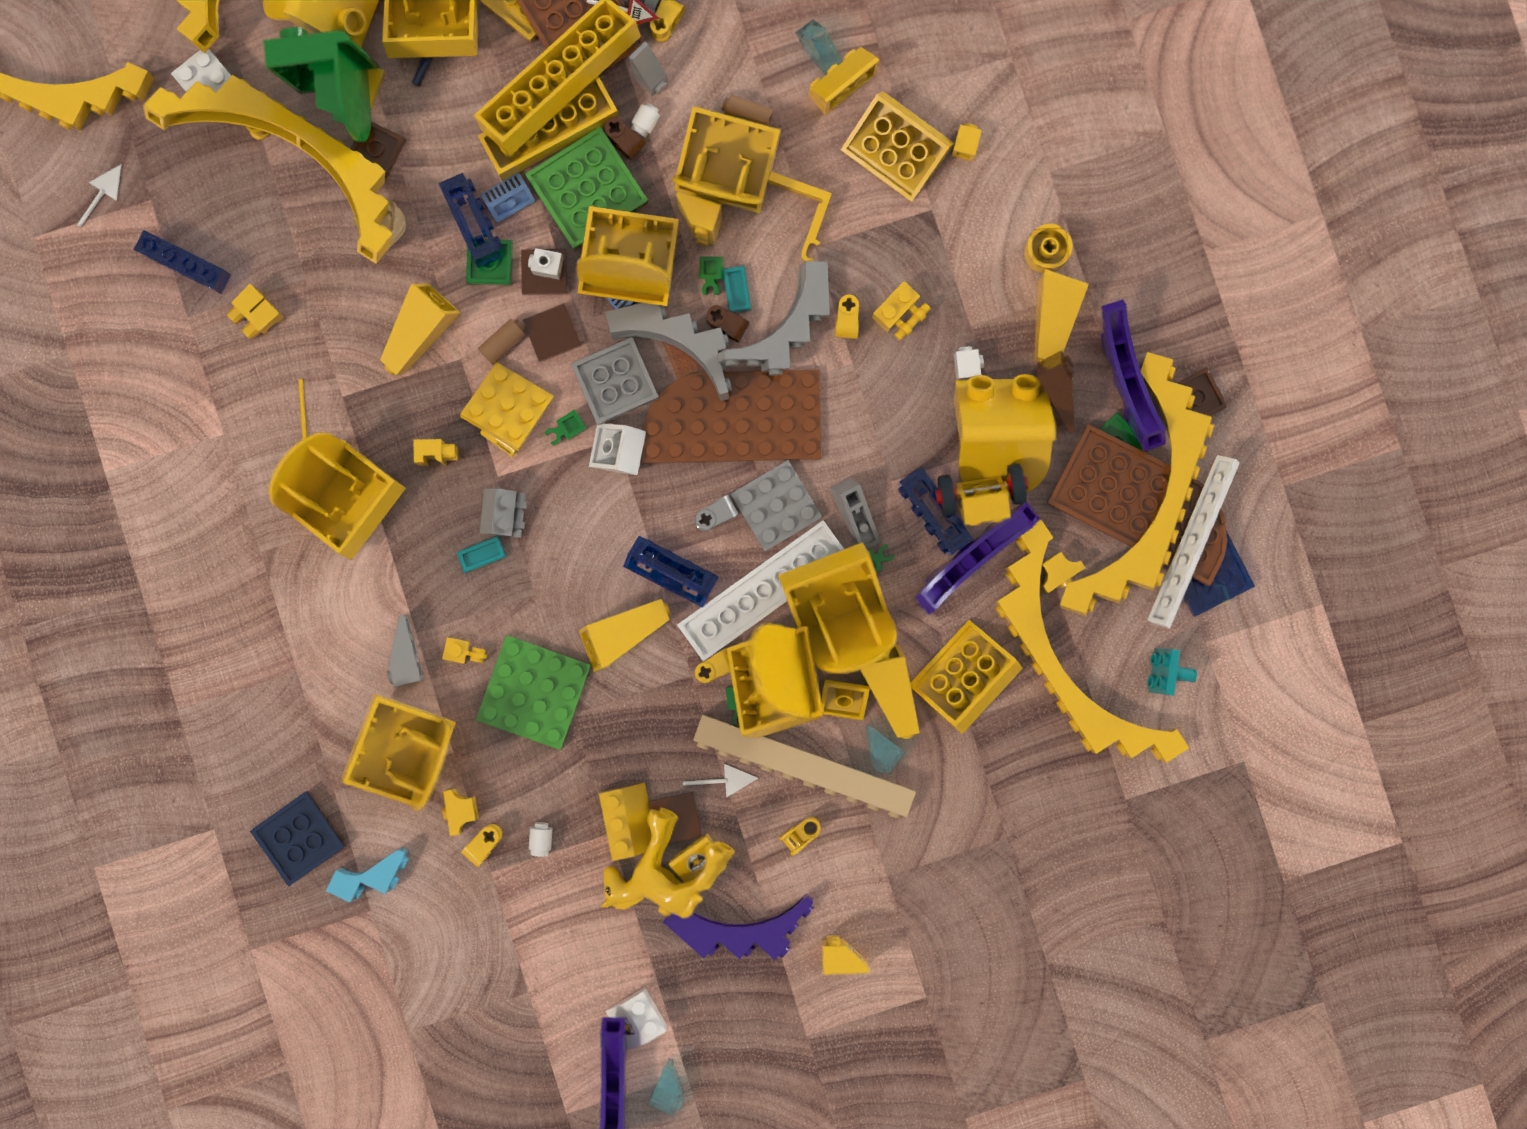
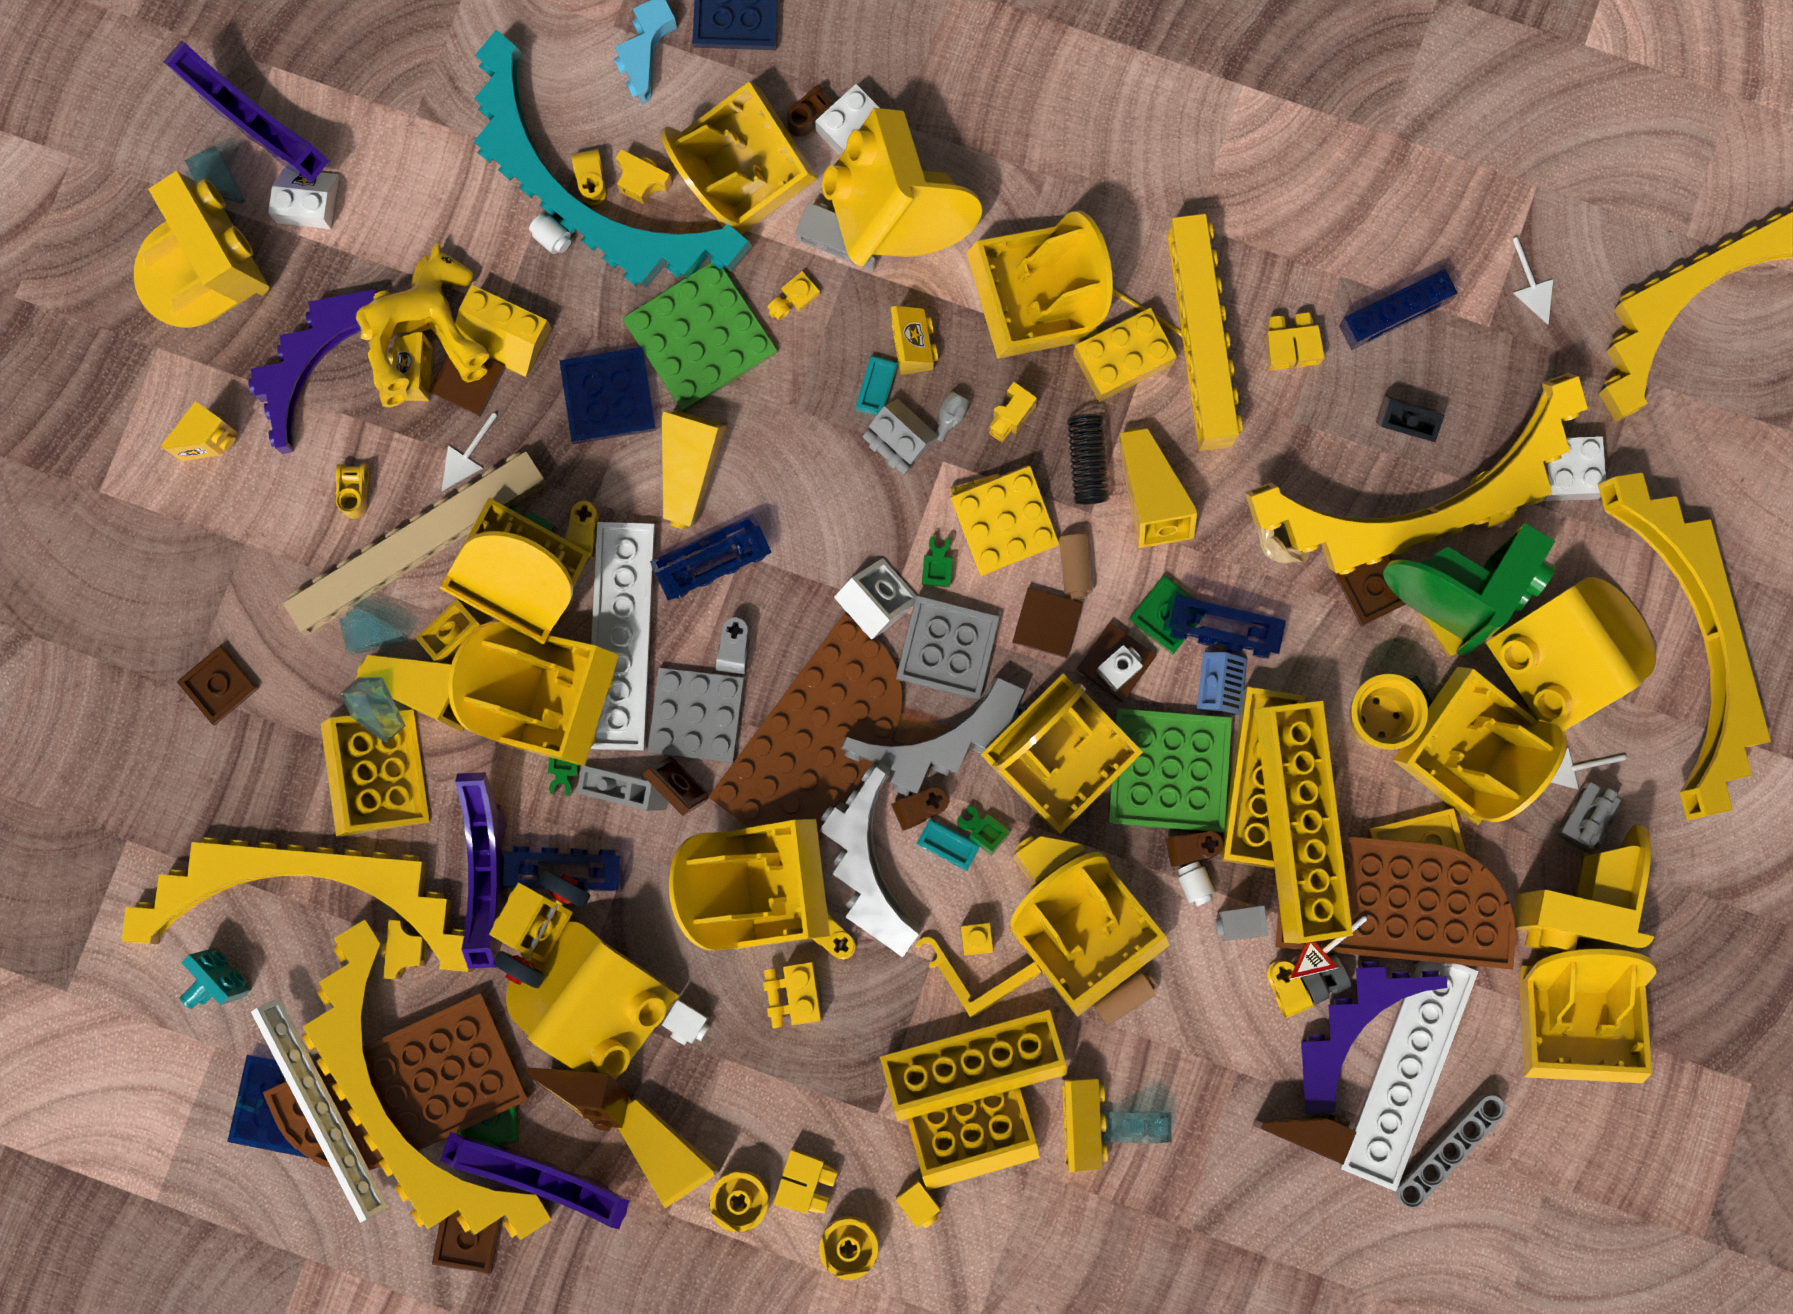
camera: 135 degrees right, 5 degrees down
(249, 202) = (1410, 418): none -> black brick
(289, 371) = (1202, 332): none -> yellow brick
(320, 697) = (844, 117): none -> white brick
(328, 734) = (809, 107): none -> reddish brown piece
(342, 411) = (1124, 355): none -> yellow brick
(351, 635) = (888, 200): none -> yellow plate
(434, 552) = (912, 340): none -> yellow slope
(451, 366) = (1099, 495): none -> black piece
(453, 61) = (1397, 696): none -> yellow piece
(463, 492) = (951, 414): none -> light grey piece
(502, 910) = (634, 250): none -> teal arch
(617, 719) = (607, 395): none -> clear blue plate
(733, 1056) = (196, 259): none -> yellow plate
(781, 226) = (976, 939): none -> yellow brick
(829, 480) = (676, 785): none -> reddish brown tile
(855, 381) = (750, 886): none -> yellow plate
(858, 169) = (973, 1065): none -> yellow brick
(927, 705) = (373, 707): none -> clear light blue slope
(988, 820) = (217, 685): none -> reddish brown tile
(1007, 222) = (809, 1171): none -> yellow hips
(1019, 151) = (837, 1260): none -> yellow brick

